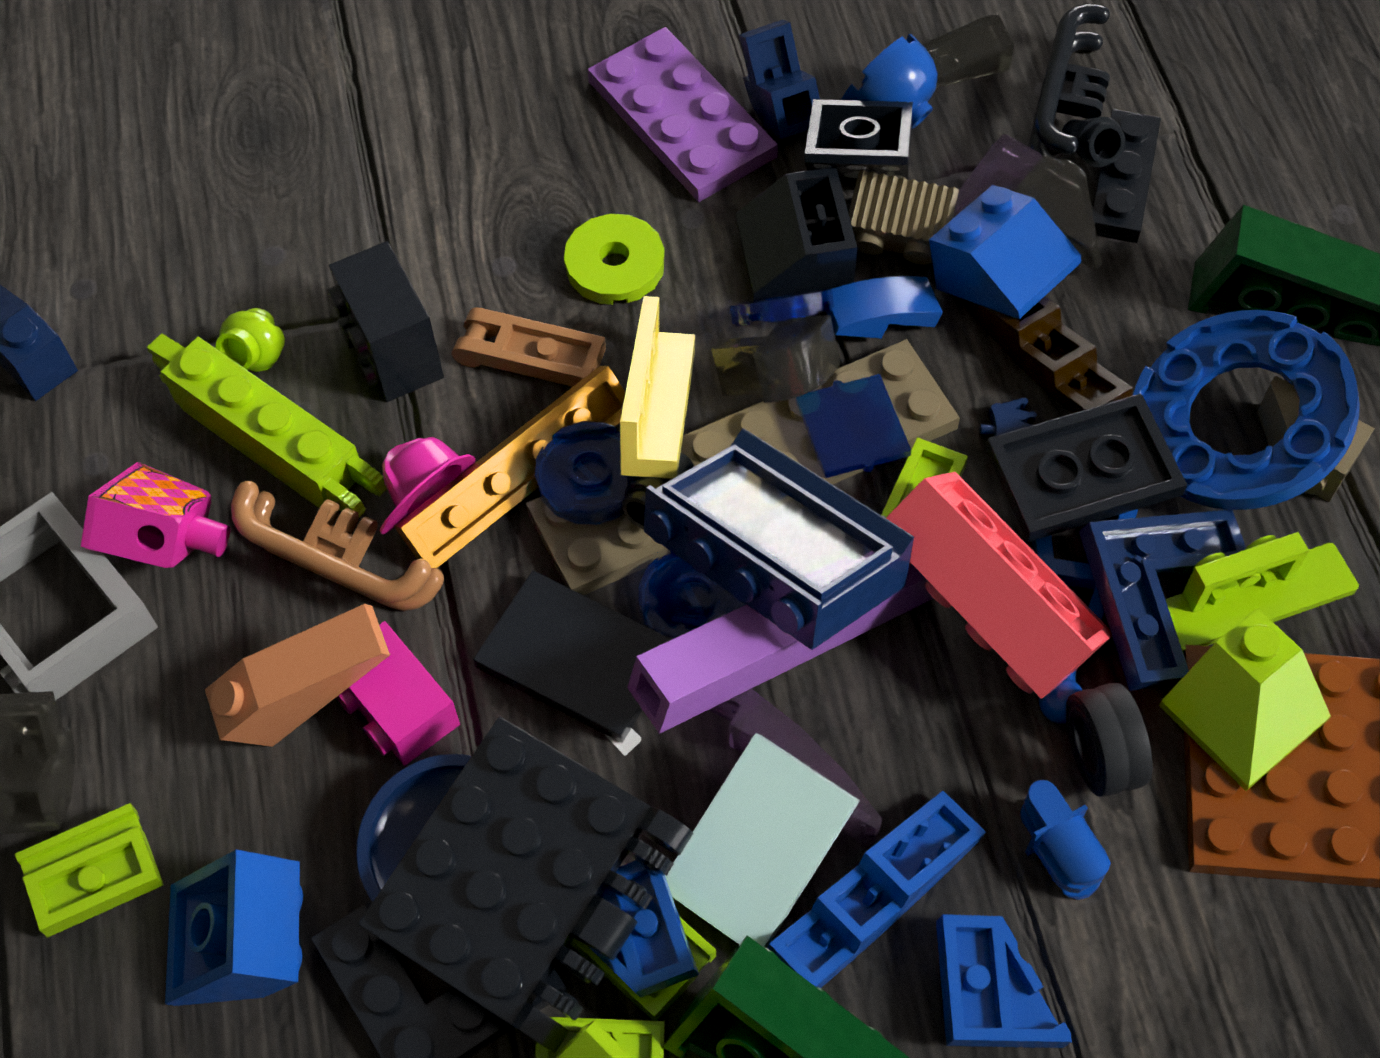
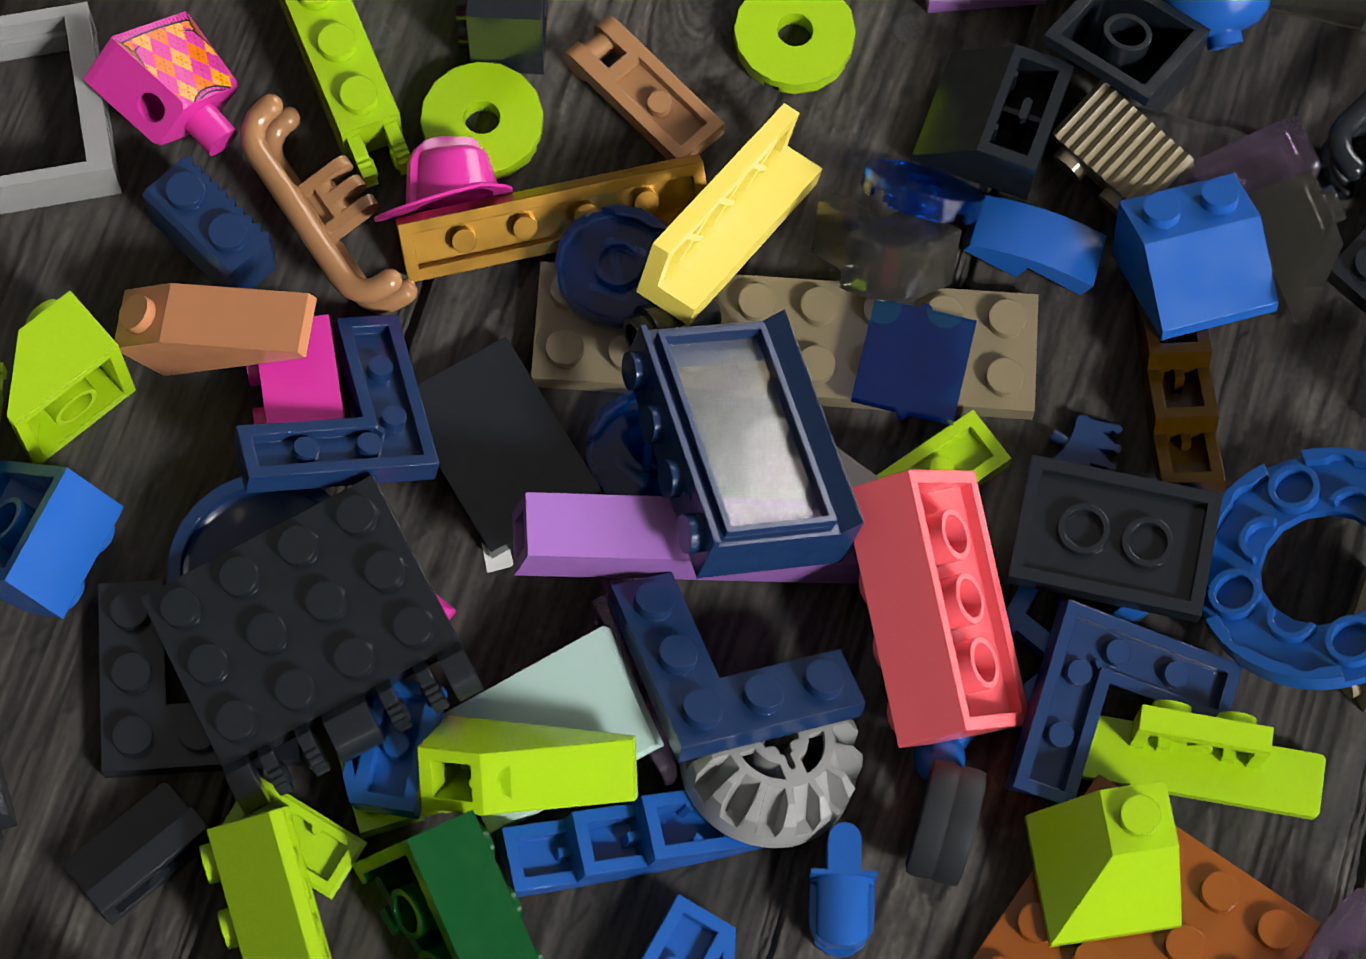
camera: 25 degrees right, 10 degrees up
(191, 779) = (63, 377): none -> lime slope
(244, 607) = (210, 227): none -> dark blue brick
(412, 405) = (490, 89): none -> lime tile
(482, 687) = (383, 440): none -> dark blue plate
(763, 879) = (523, 767): none -> lime slope
(871, 752) = (729, 712): none -> dark blue plate
(929, 777) = (767, 795): none -> light grey gear

